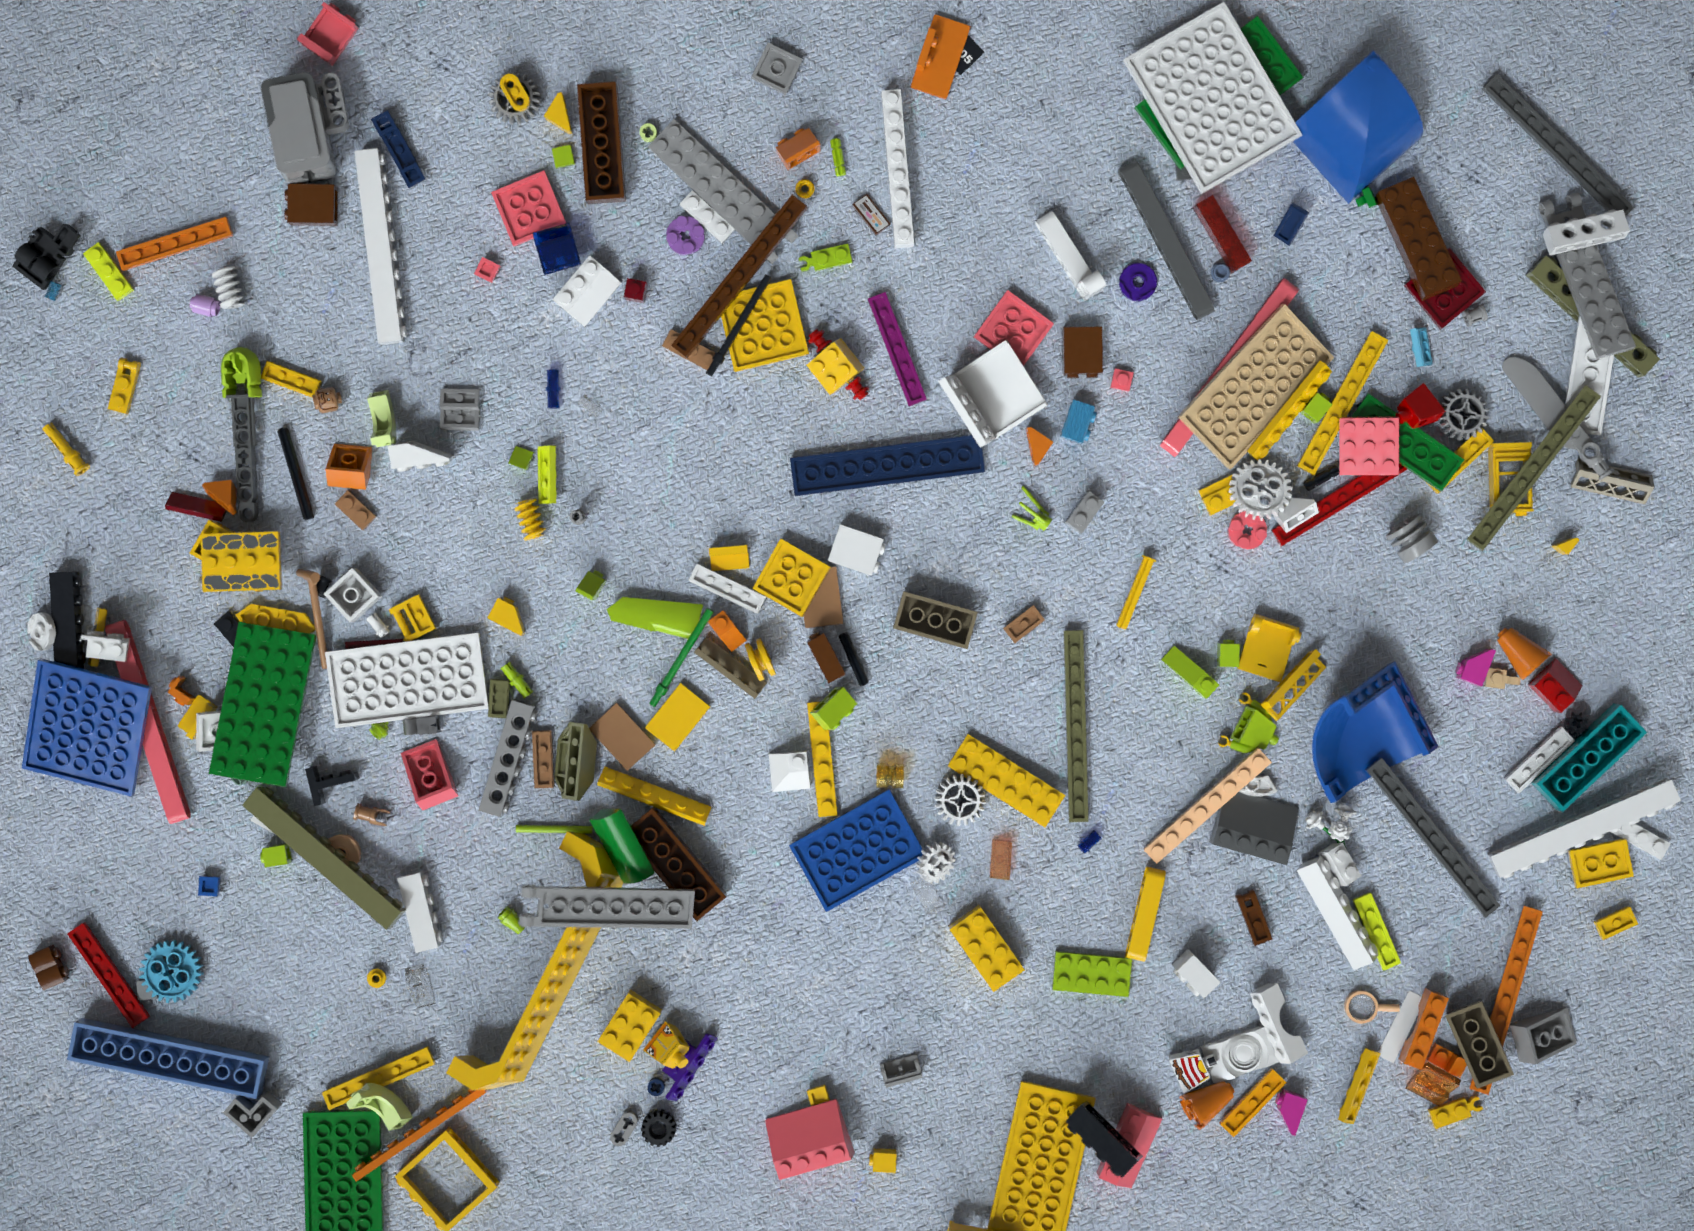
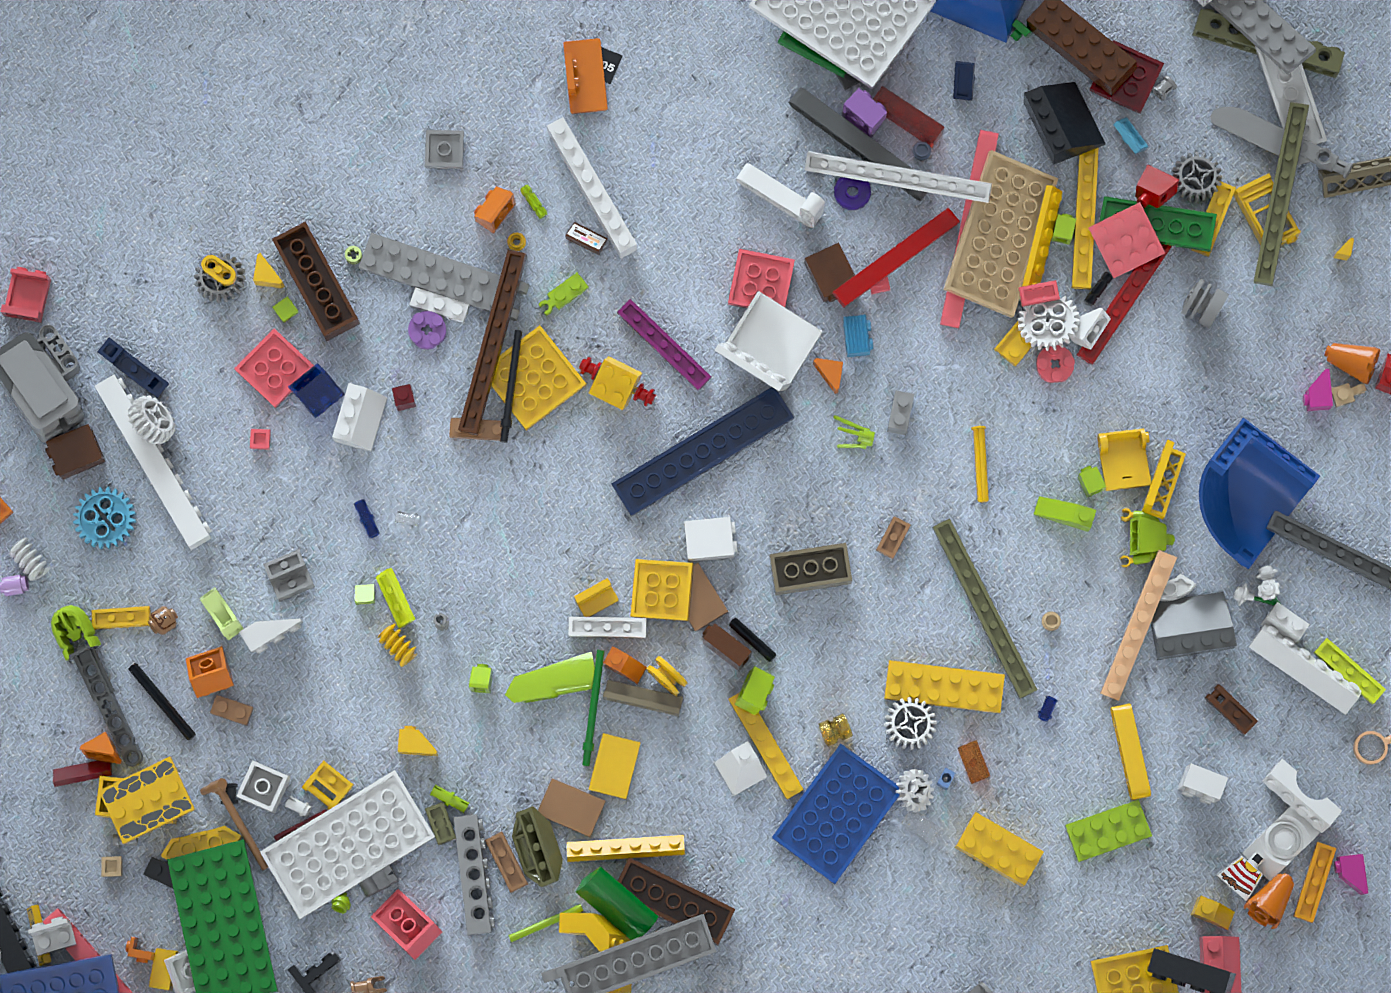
camera: 20 degrees left, 10 degrees down
(188, 604) = (111, 866): none -> tan plate
(329, 274) = (91, 529): none -> medium azure gear
(392, 208) = (151, 420): none -> white gear
(968, 863) = (945, 778): none -> medium blue piece
(1130, 764) = (1051, 621): none -> tan plate
(1148, 365) = (896, 257): none -> red tile
(1148, 1087) = (1212, 912): none -> yellow slope
(1184, 213) = (864, 112): none -> medium lavender slope
(1186, 290) = (898, 176): none -> white plate
(1263, 460) = (1038, 293): none -> coral plate
(1365, 304) = (1062, 120): none -> black slope

